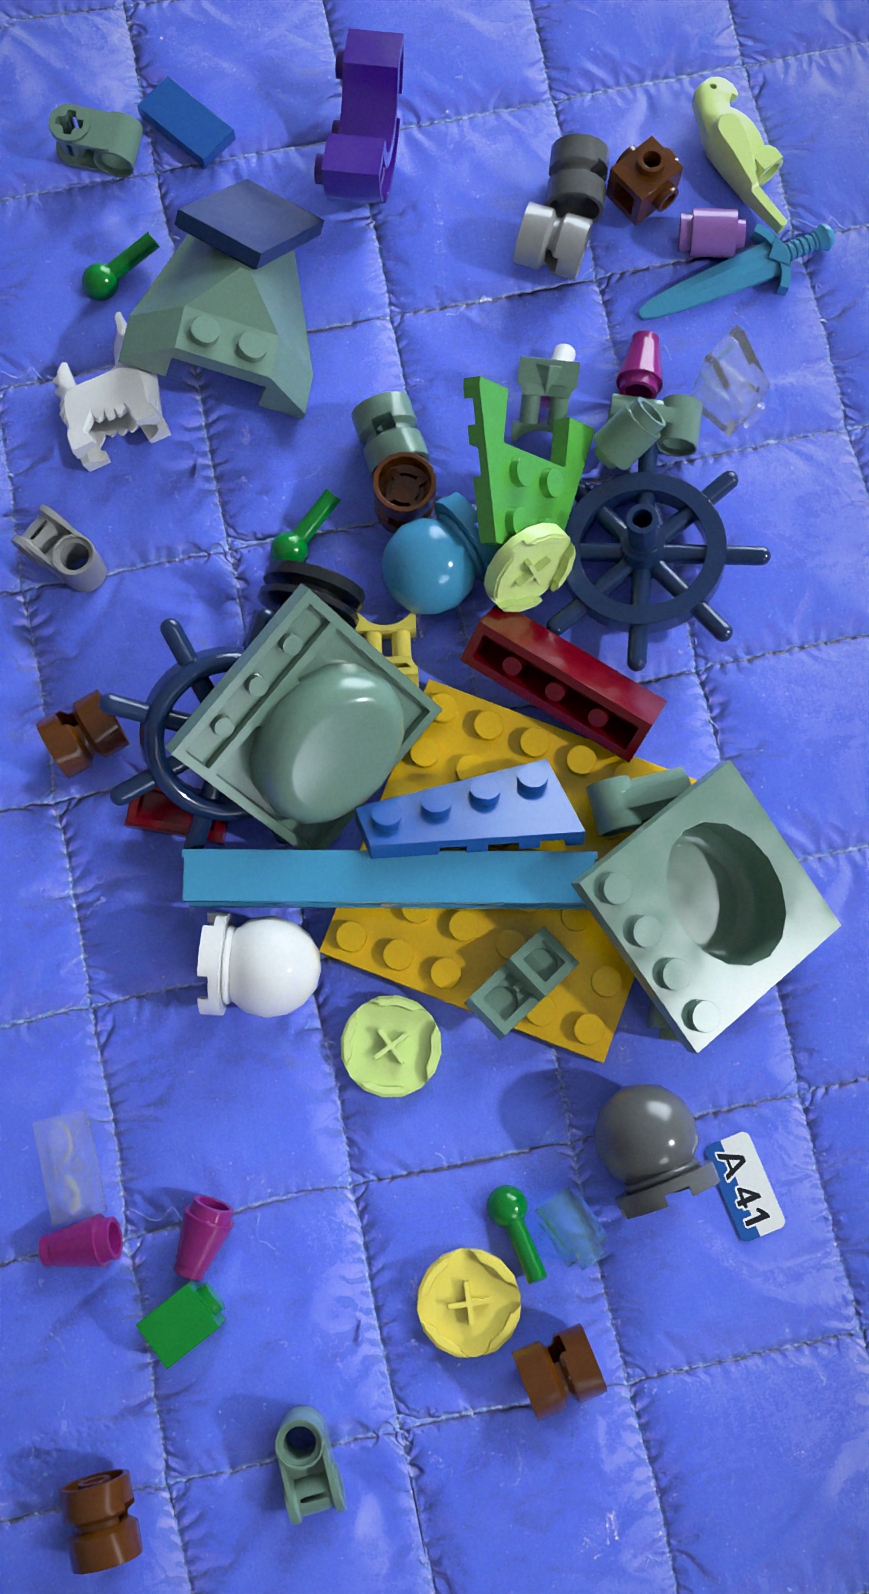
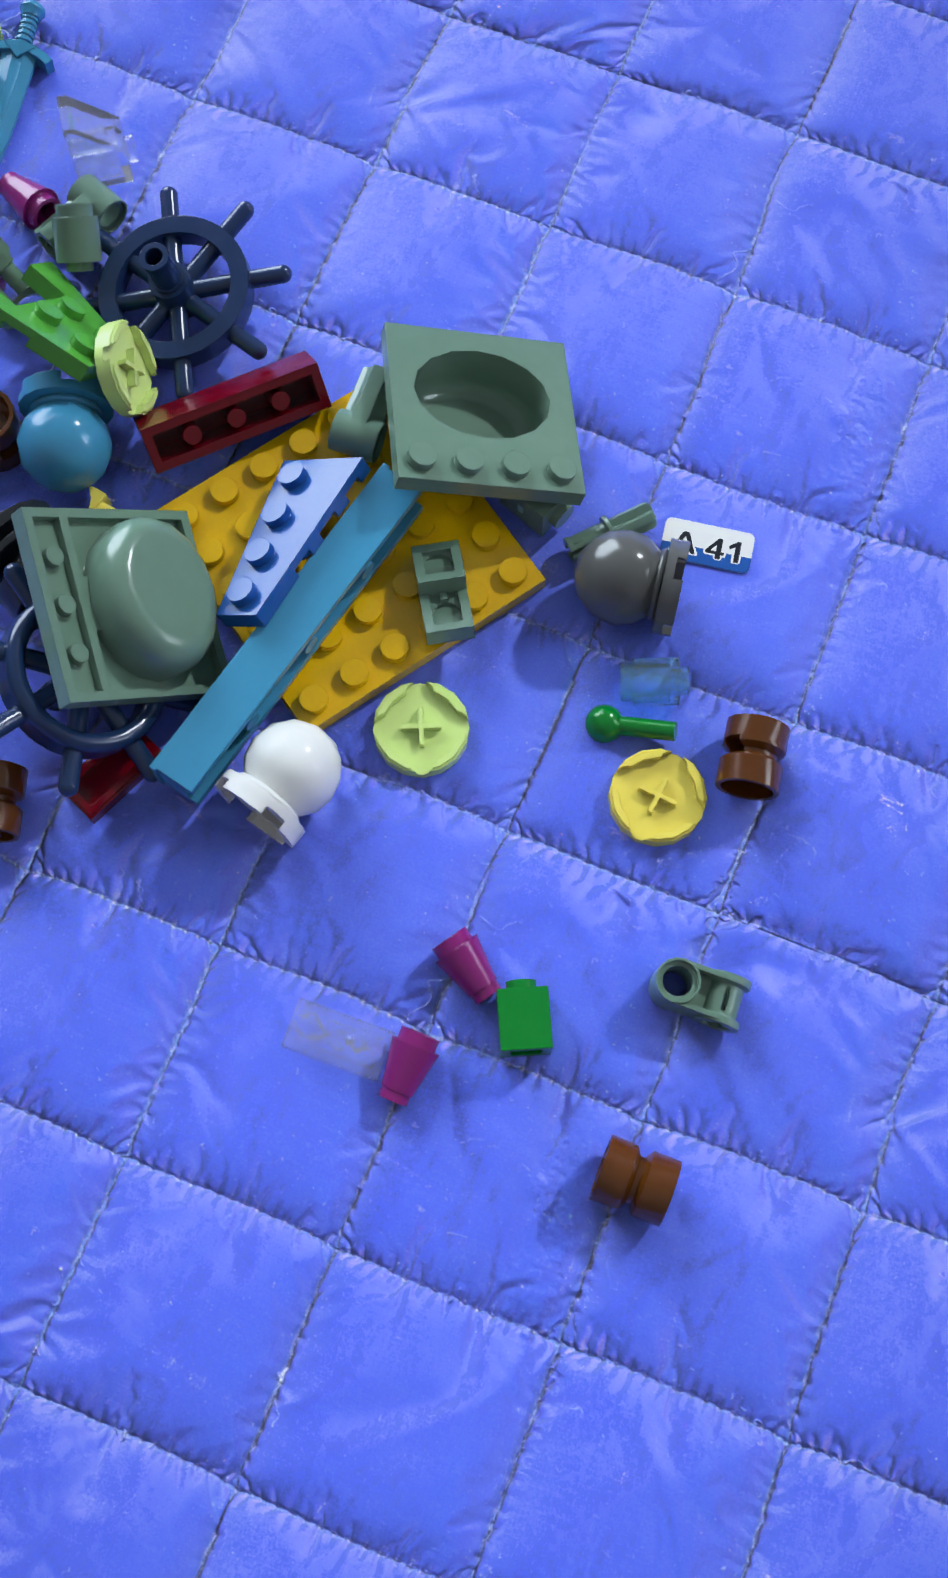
camera: 55 degrees left, 5 degrees down
(695, 1093) = (638, 518): none -> sand green axle

